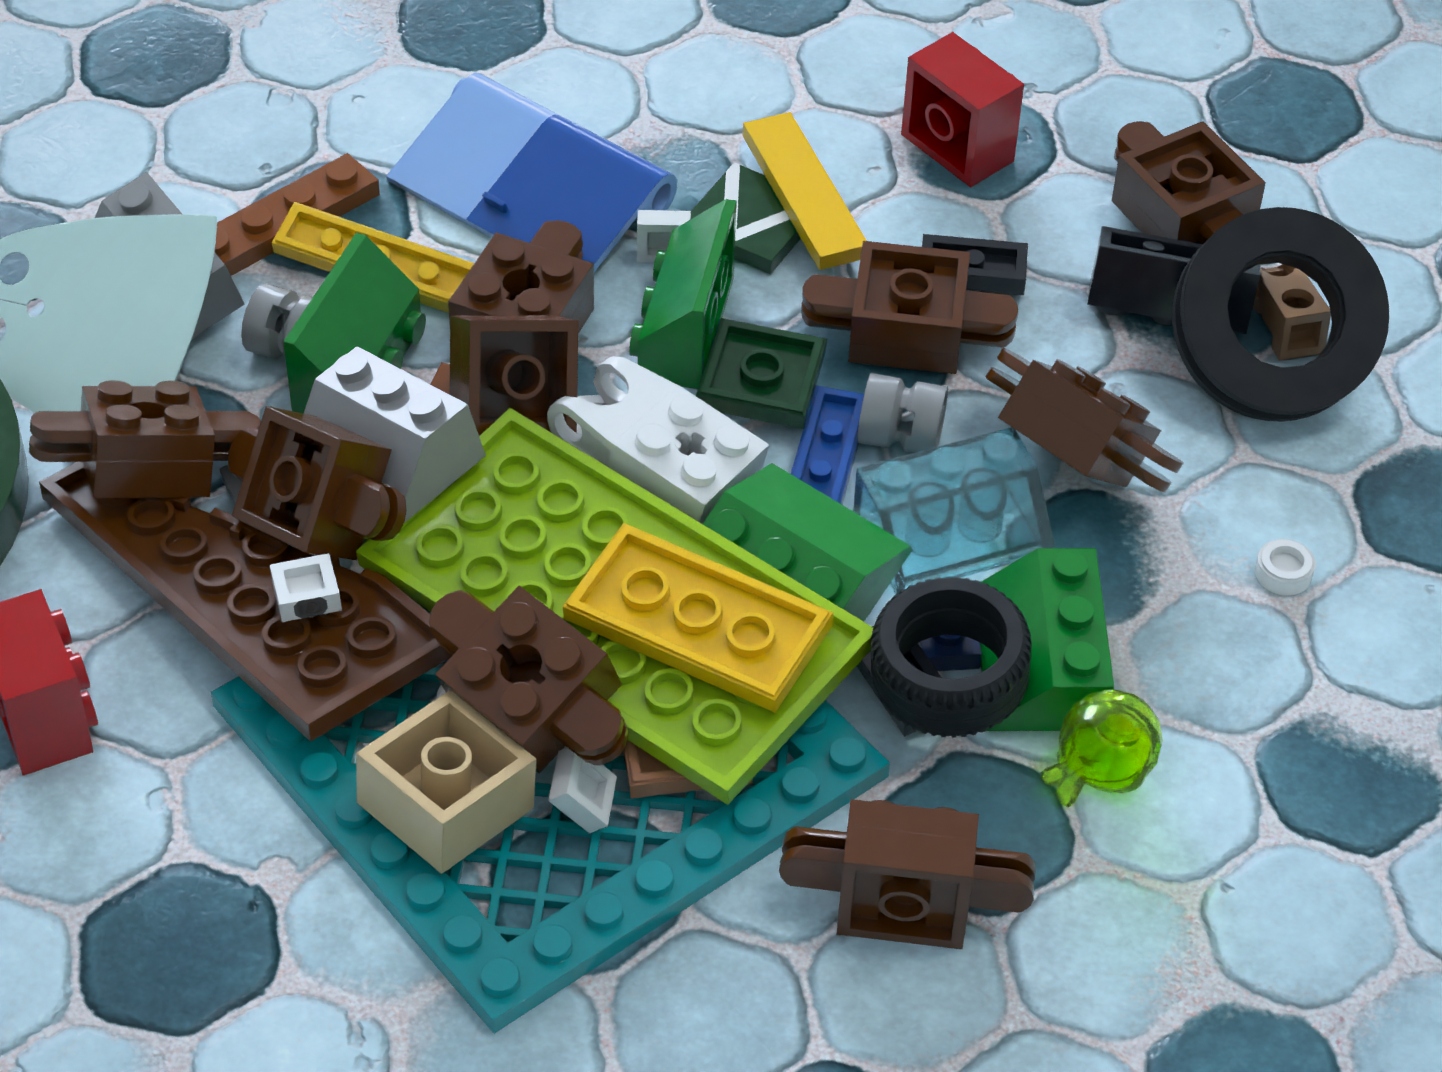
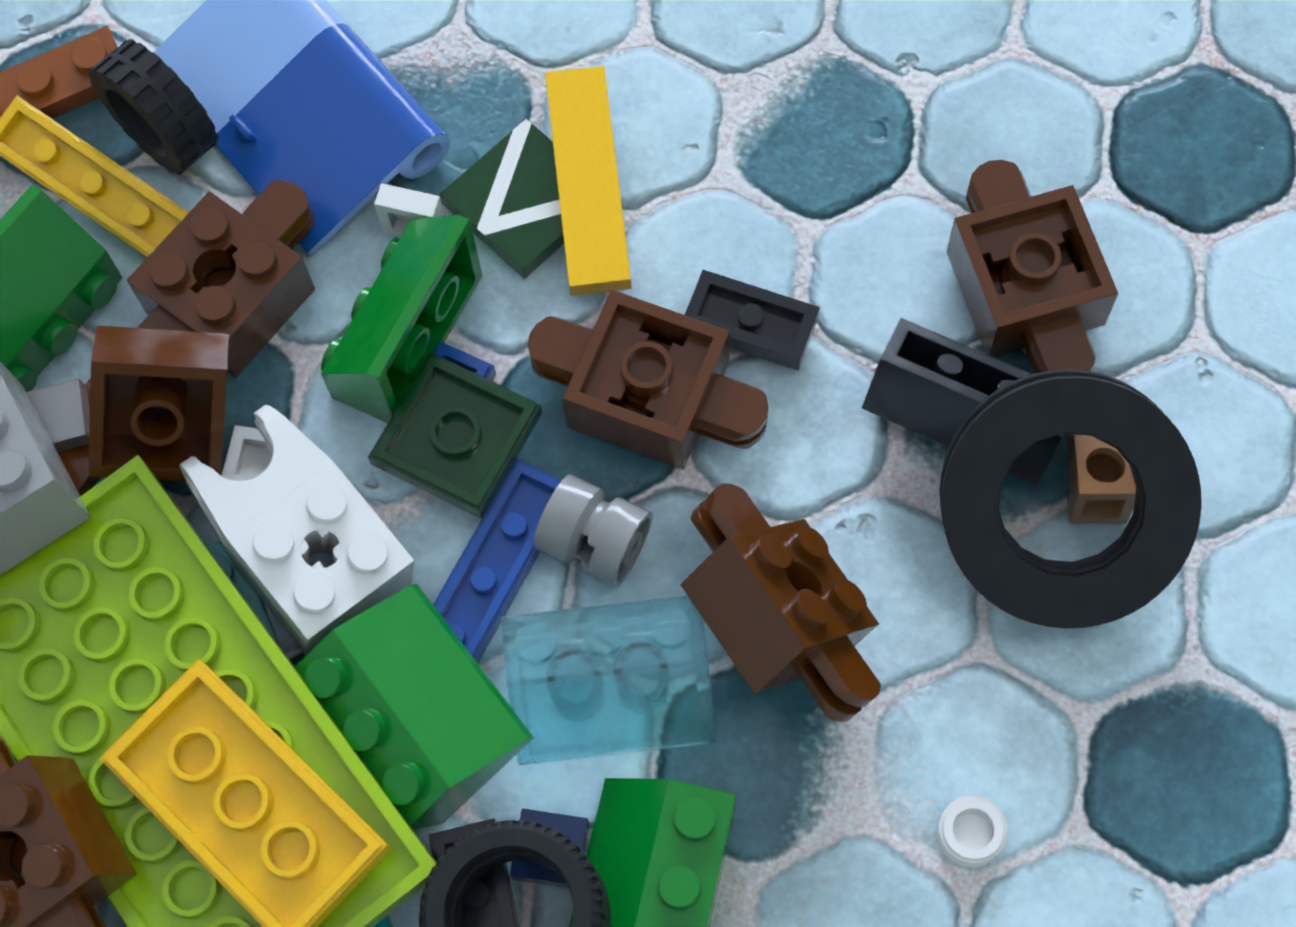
camera: 20 degrees right, 20 degrees up
(442, 167) = (153, 106): none -> black tyre
(961, 109) = (800, 101): red brick -> none

